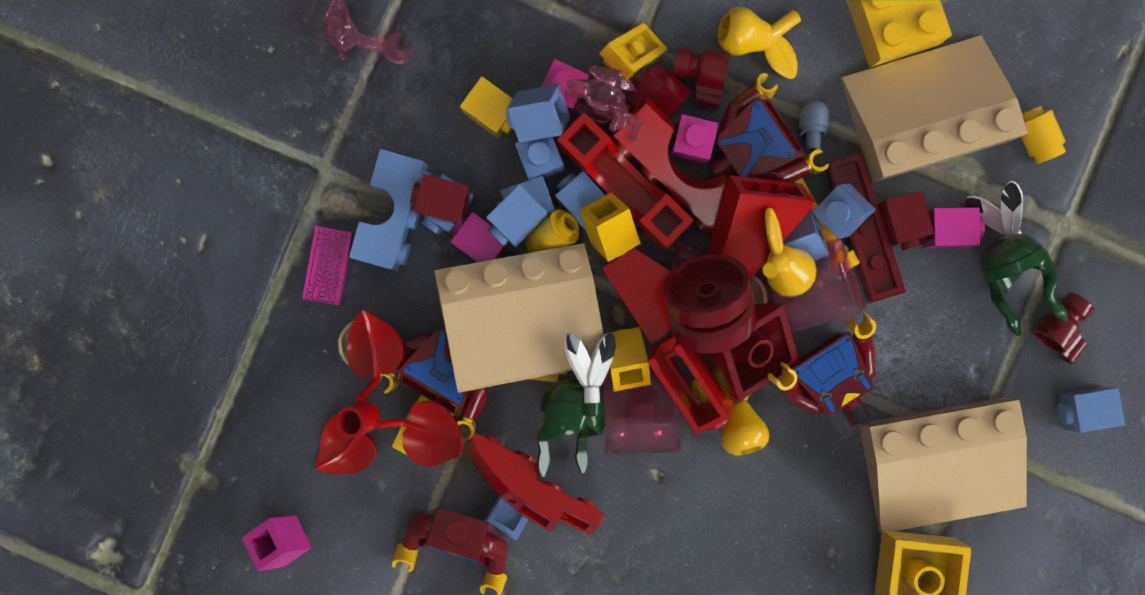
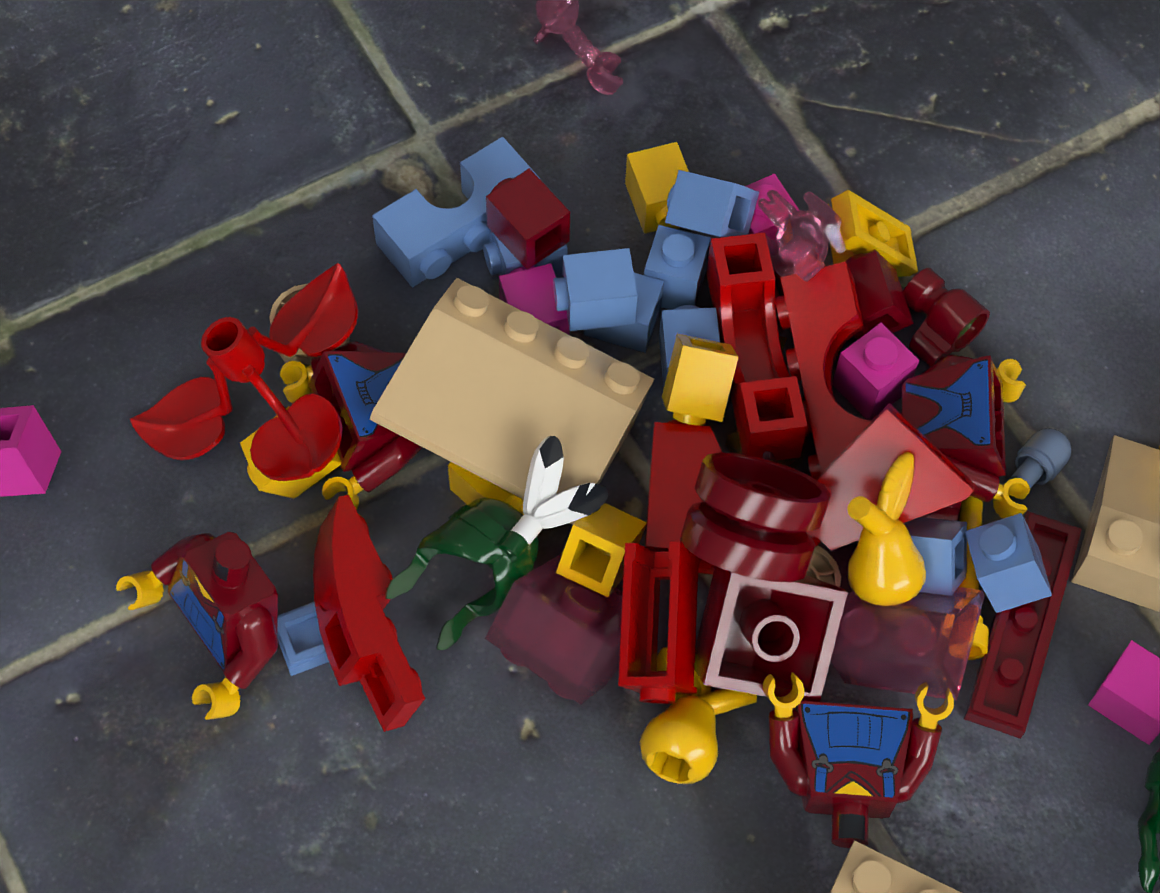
camera: 40 degrees right, 25 degrees down
(328, 265) = (336, 225): dark pink tile -> none
(554, 231) = (633, 344): yellow brick -> none
(745, 33) = (1028, 308): yellow piece -> none
(906, 220) = (1085, 640): dark red brick -> none

